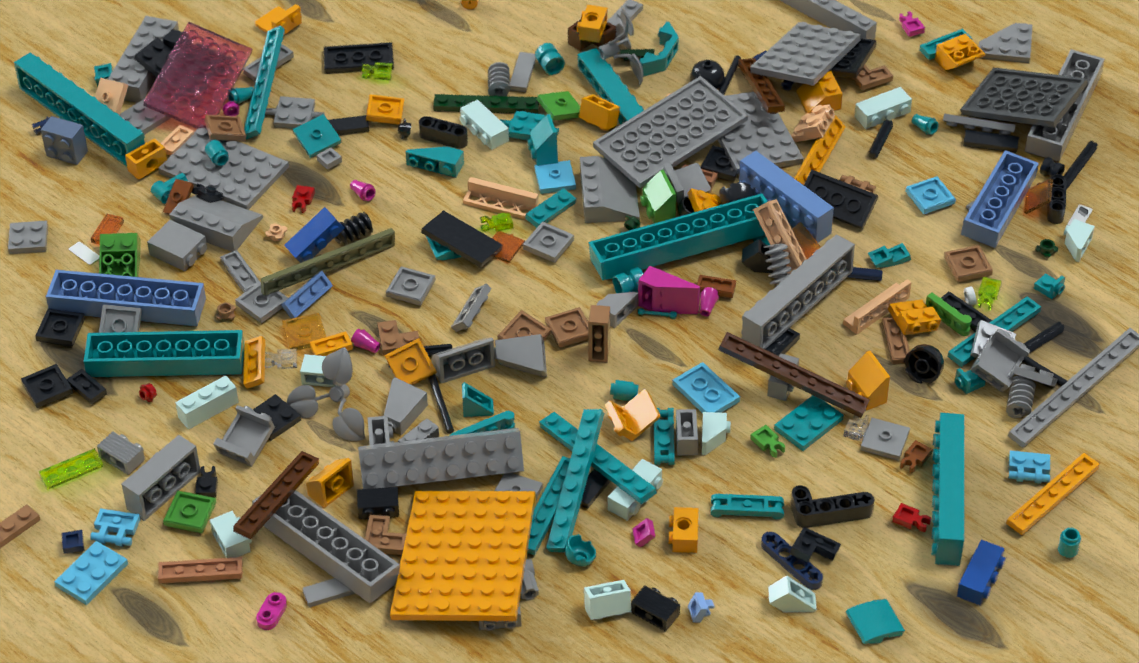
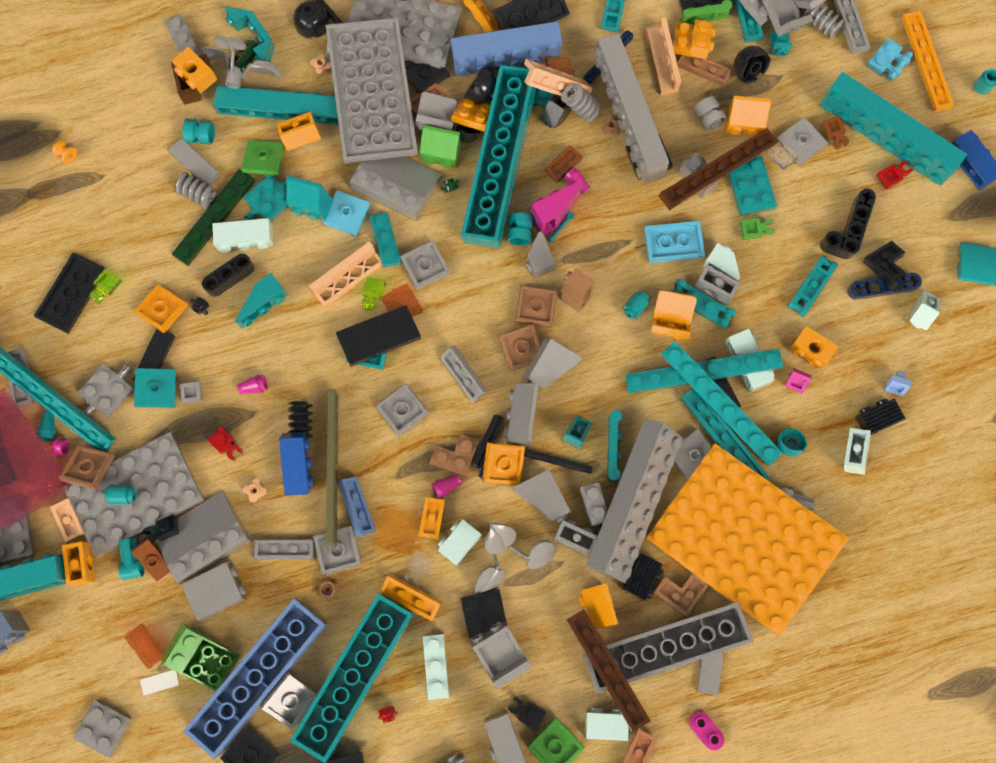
camera: 60 degrees left, 30 degrees up
(849, 357) = (710, 113): none -> light grey wheel

